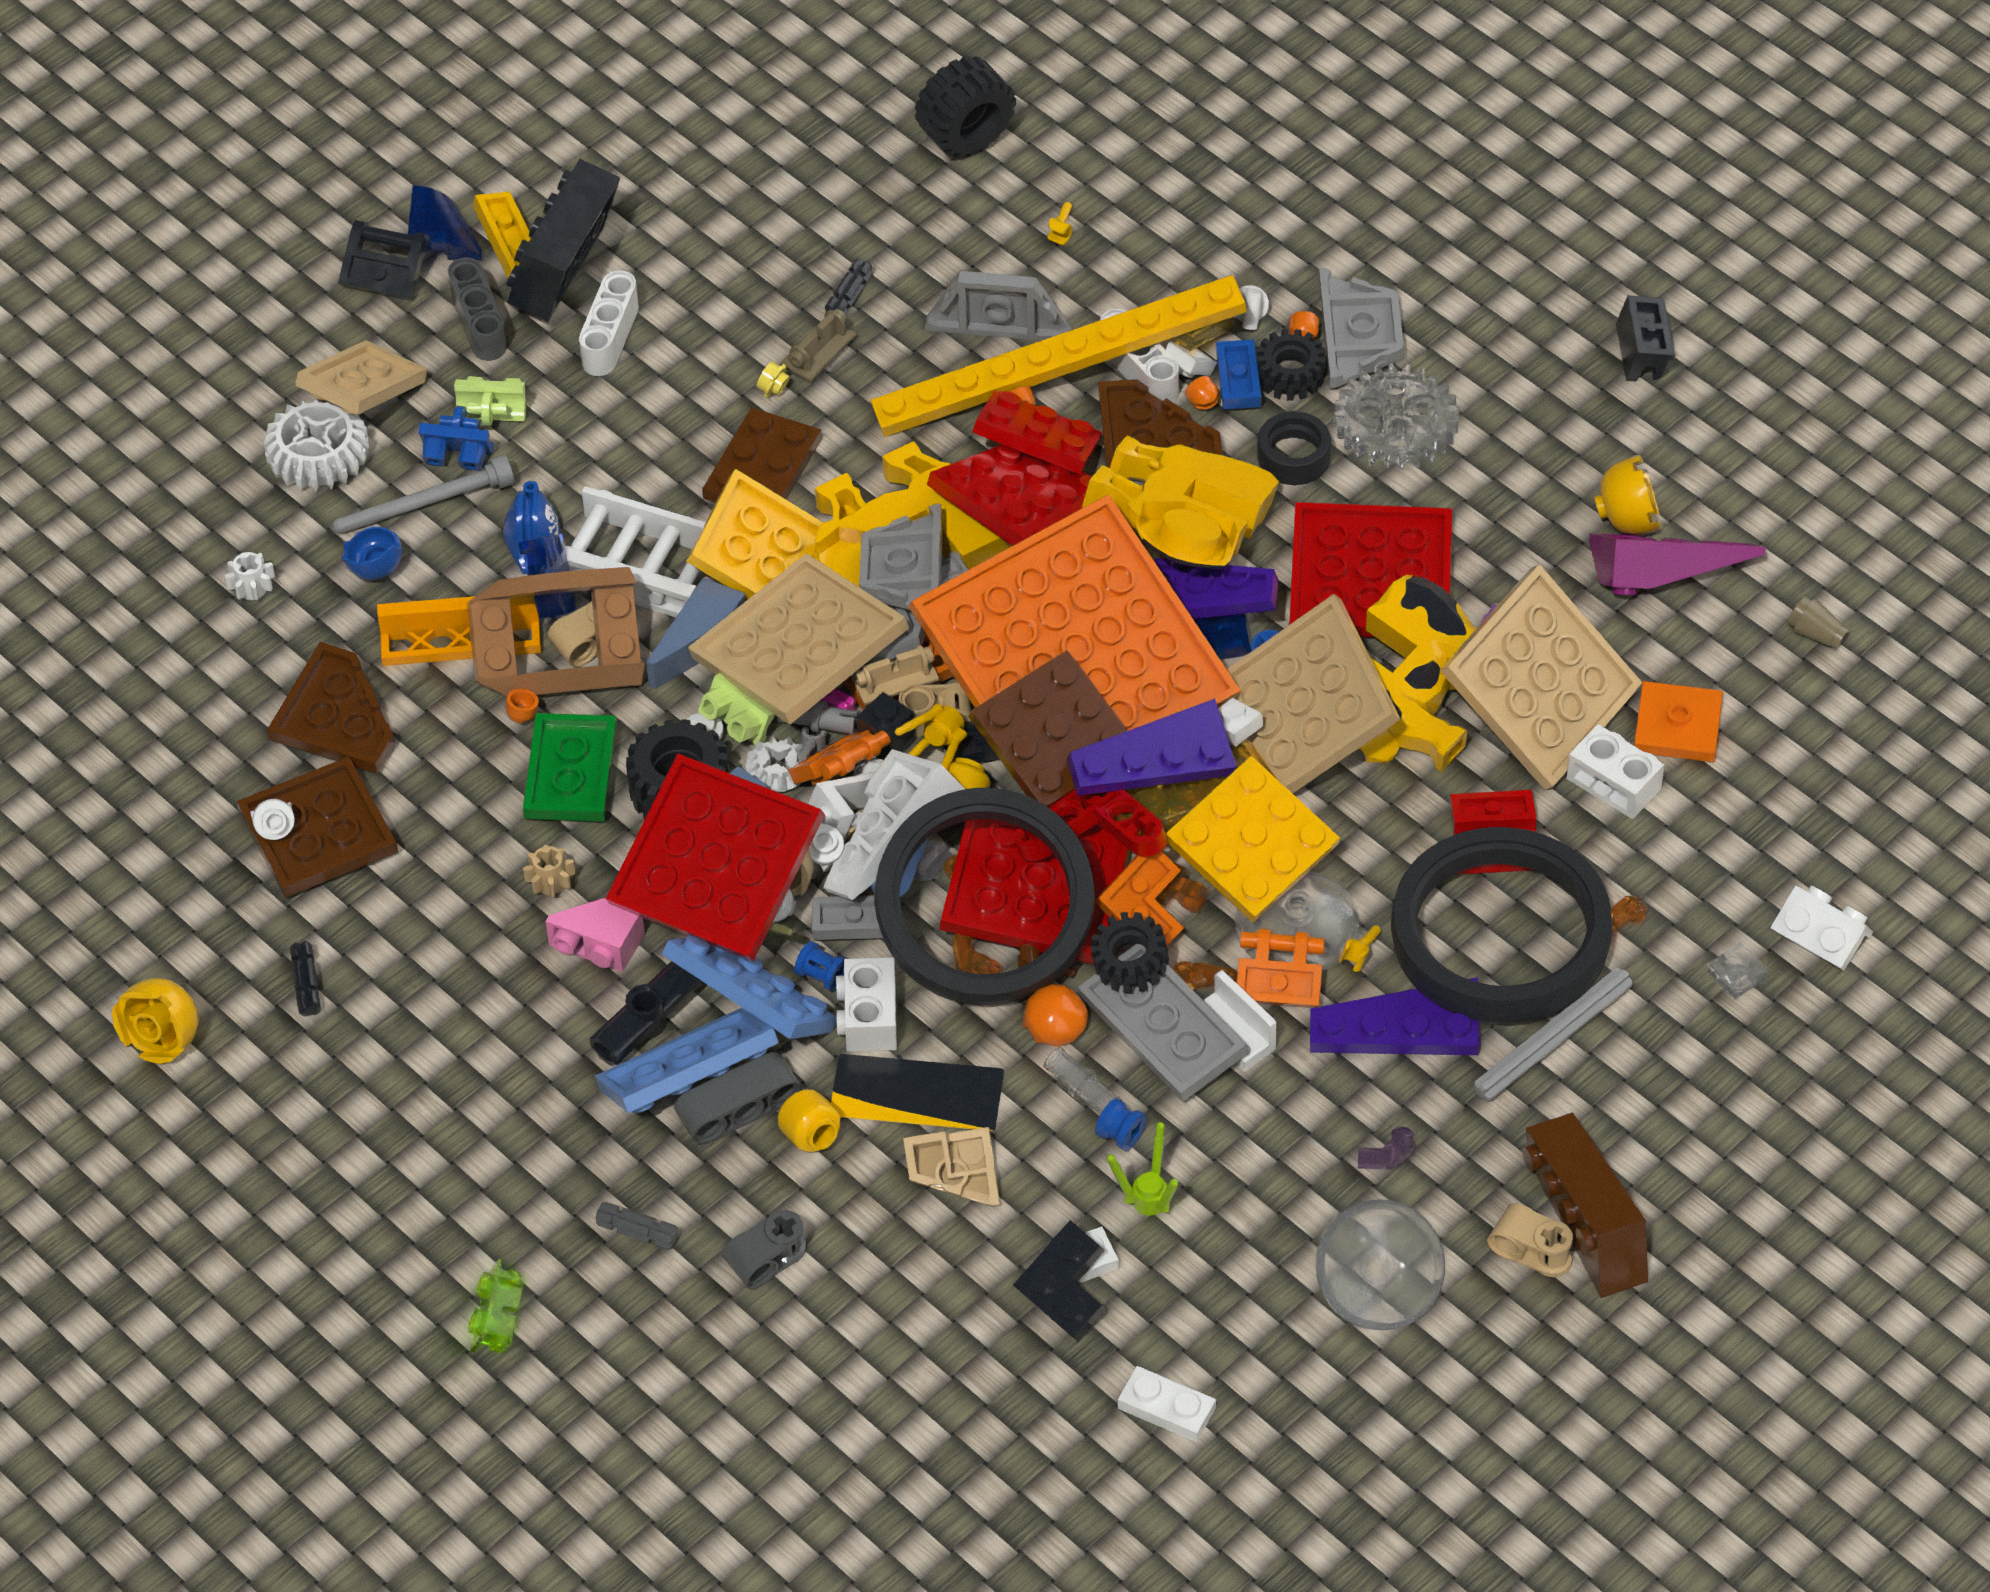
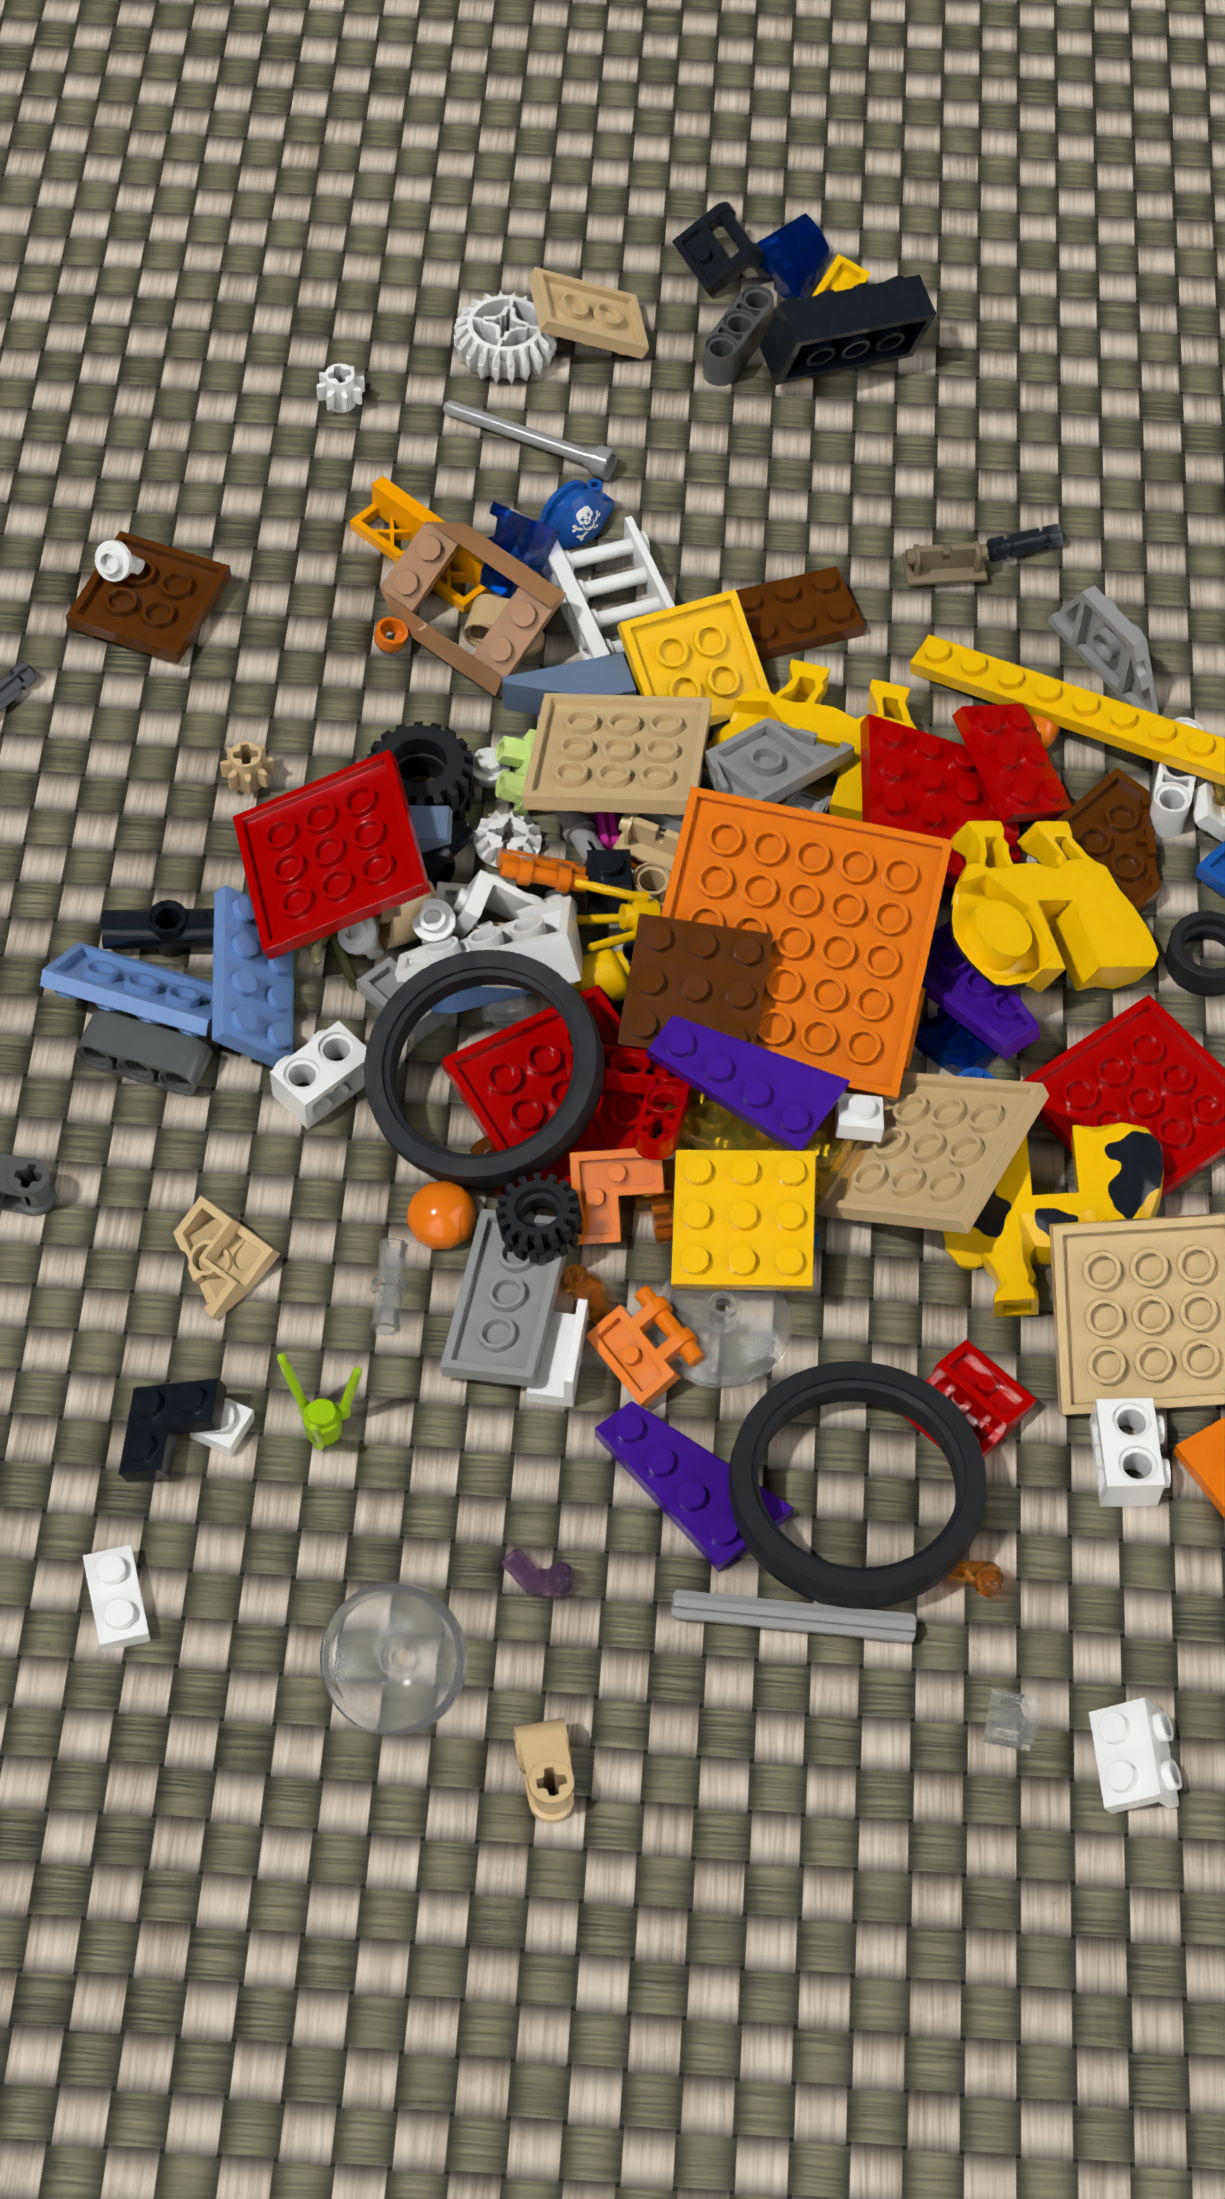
camera: 45 degrees right, 5 degrees up
(334, 712) = (268, 529): reddish brown plate -> none
(373, 553) = (437, 442): blue hair -> none
(456, 434) = (605, 410): blue hips -> none
(492, 399) = (659, 404): yellowish green hips -> none
(570, 767) = (361, 706): green plate -> none
(596, 933) = (214, 840): bright pink slope -> none
(608, 323) = (815, 420): white beam -> none
(773, 379) = (879, 559): light yellow plate -> none
(808, 962) = (331, 1008): blue bush -> none
(809, 1121) = (164, 1118): yellow head -> none
(811, 744) = (546, 845): light grey hand -> none
(917, 1092) = (277, 1175): black sticker -> none
(969, 960) = (438, 1116): clear orange arm -> none
(1121, 1124) = (370, 1345): blue wheel -> none
(1202, 393) = (1191, 847): orange hinge -> none
(1358, 950) = (732, 1390): yellow hand -> none
(1591, 1202) = (622, 1782): reddish brown wedge -> none

